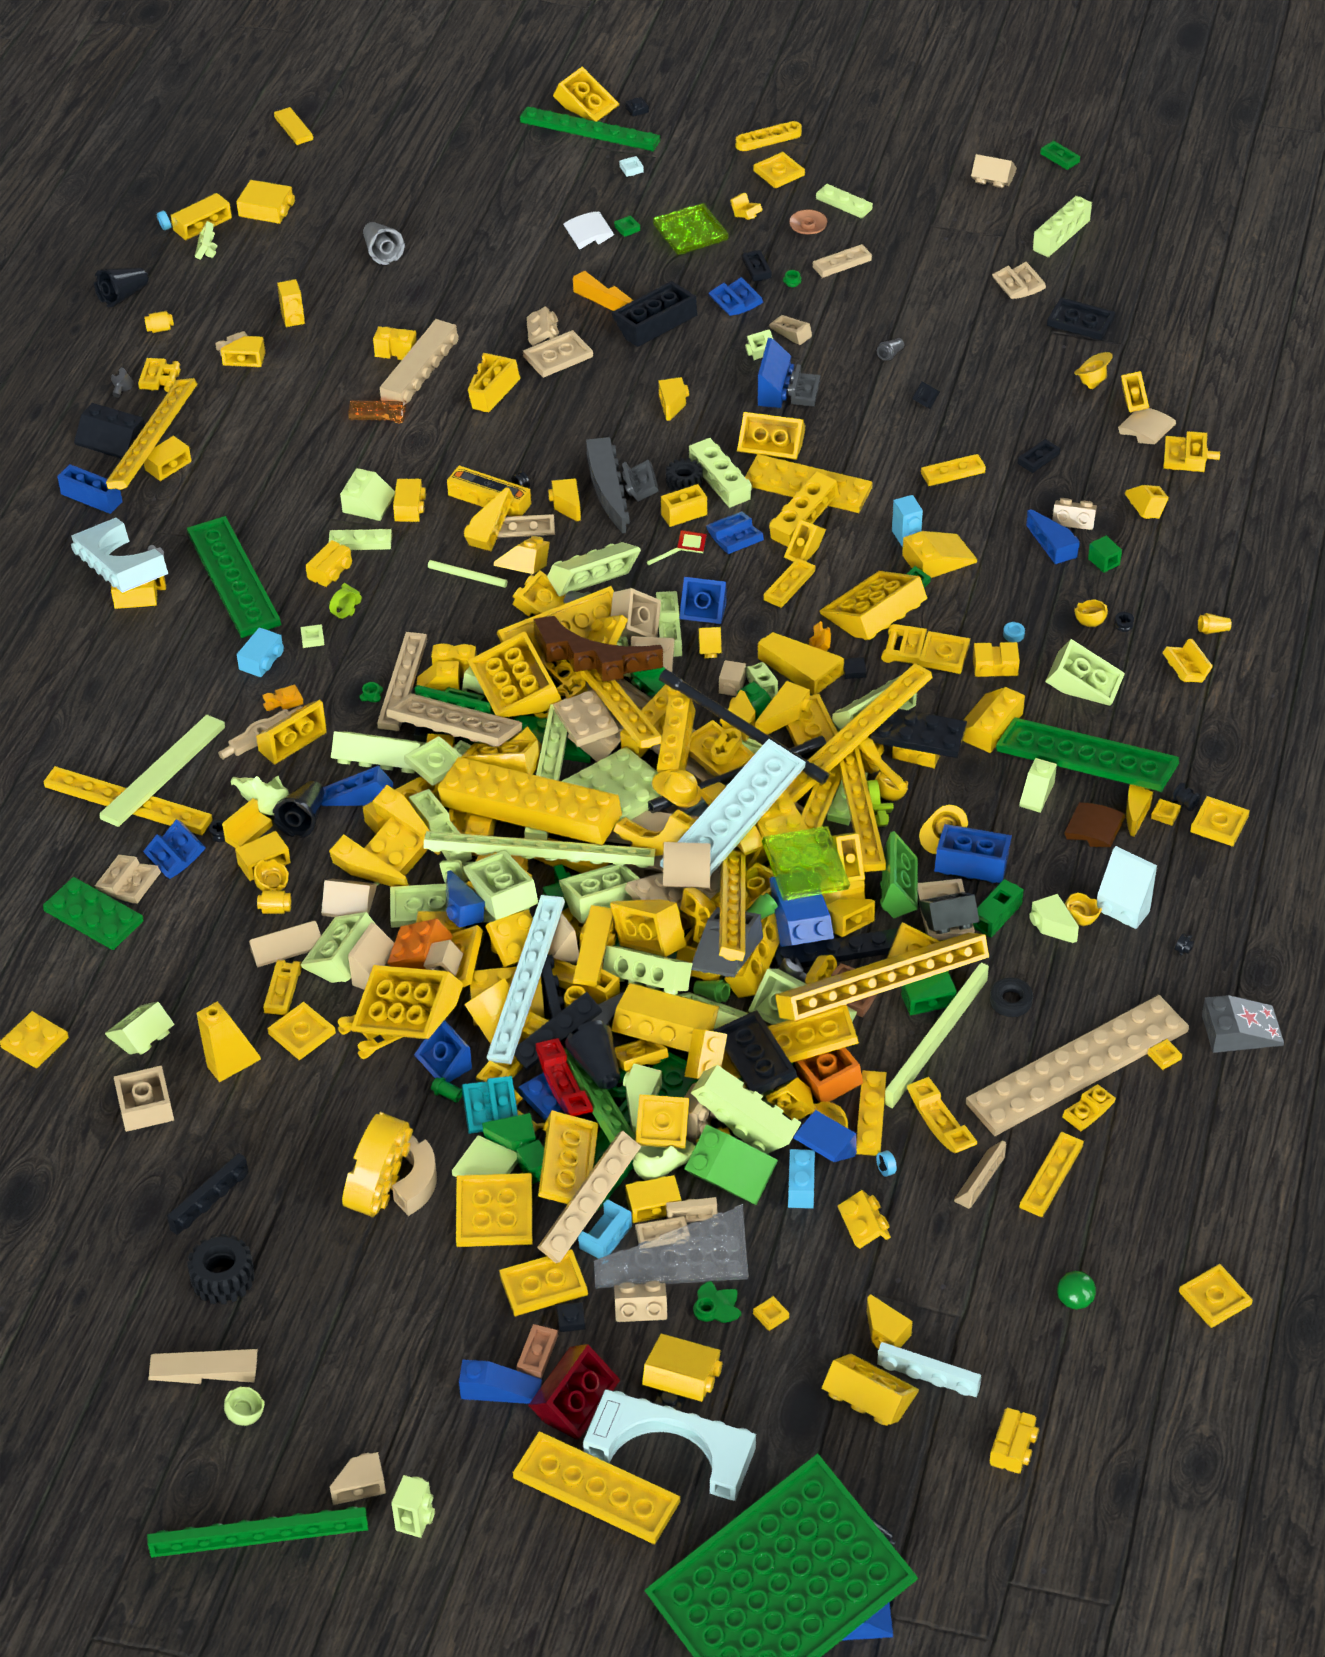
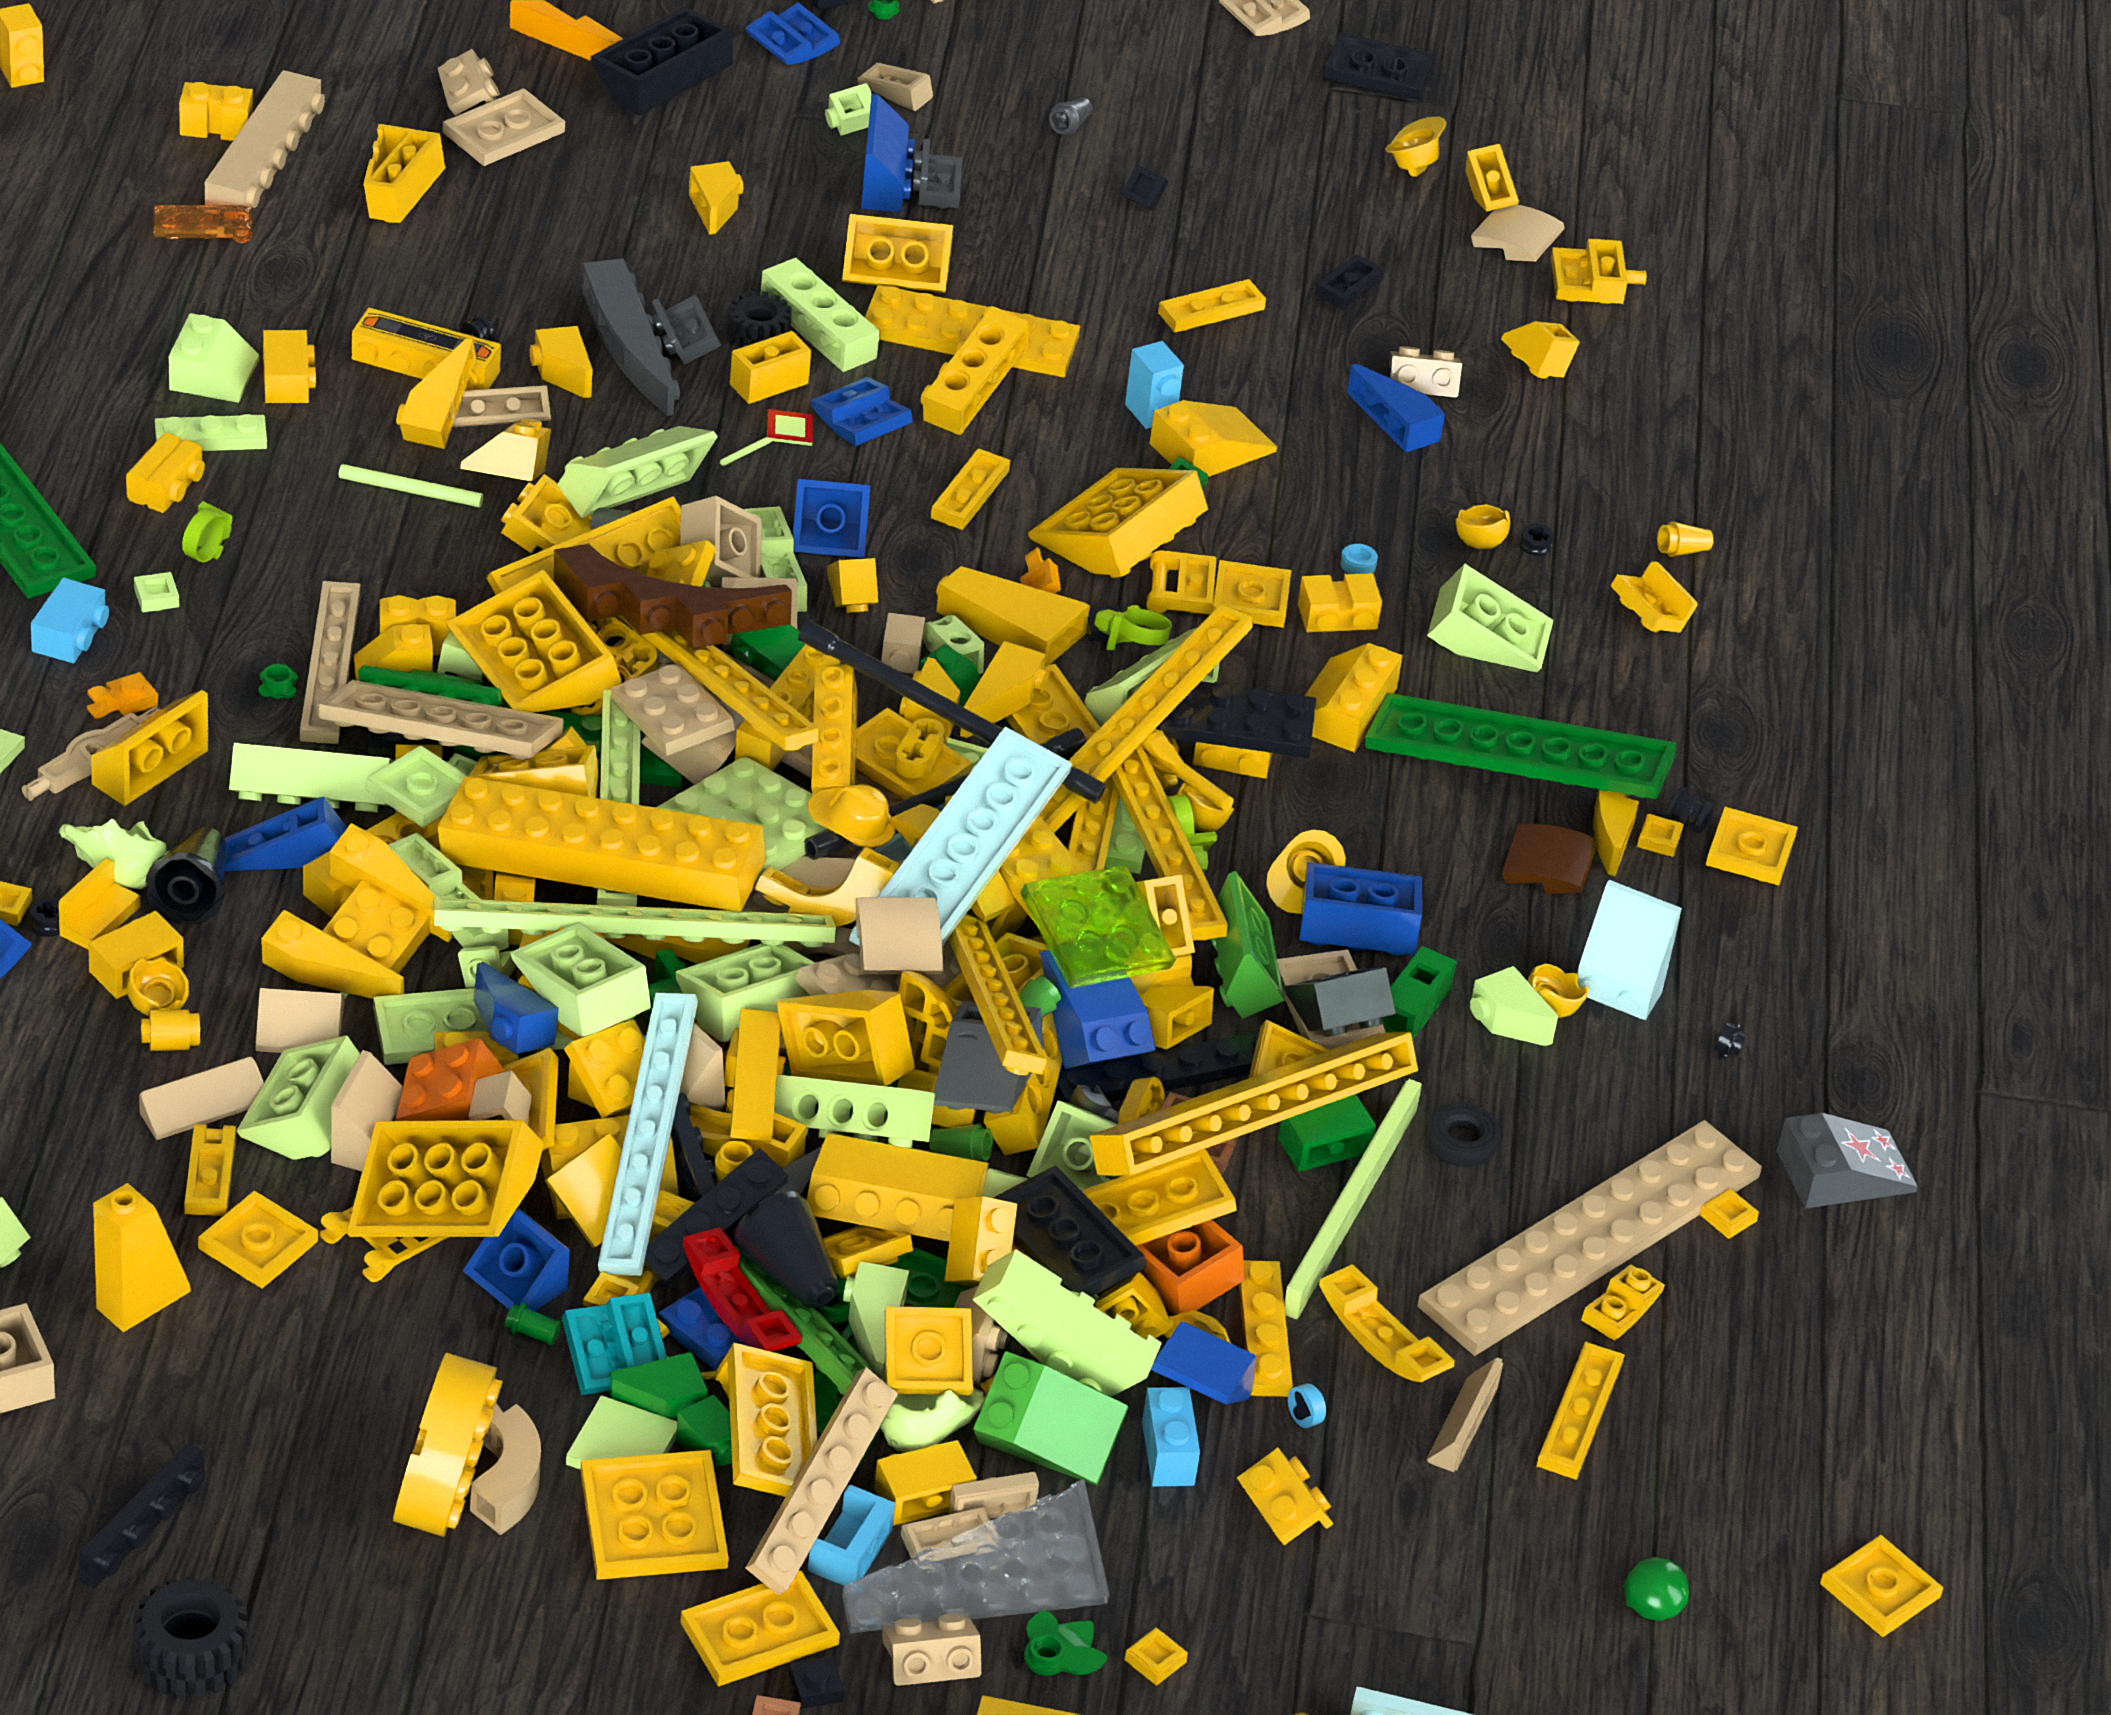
camera: 15 degrees left, 5 degrees down
(804, 541) = (985, 421): yellow slope -> none
(862, 672) = (1124, 628): none -> lime piece
(887, 1324) = (1354, 1658): yellow slope -> none
(1038, 785) = (1446, 798): yellowish green slope -> none
(1104, 554) = (1487, 433): green brick -> none

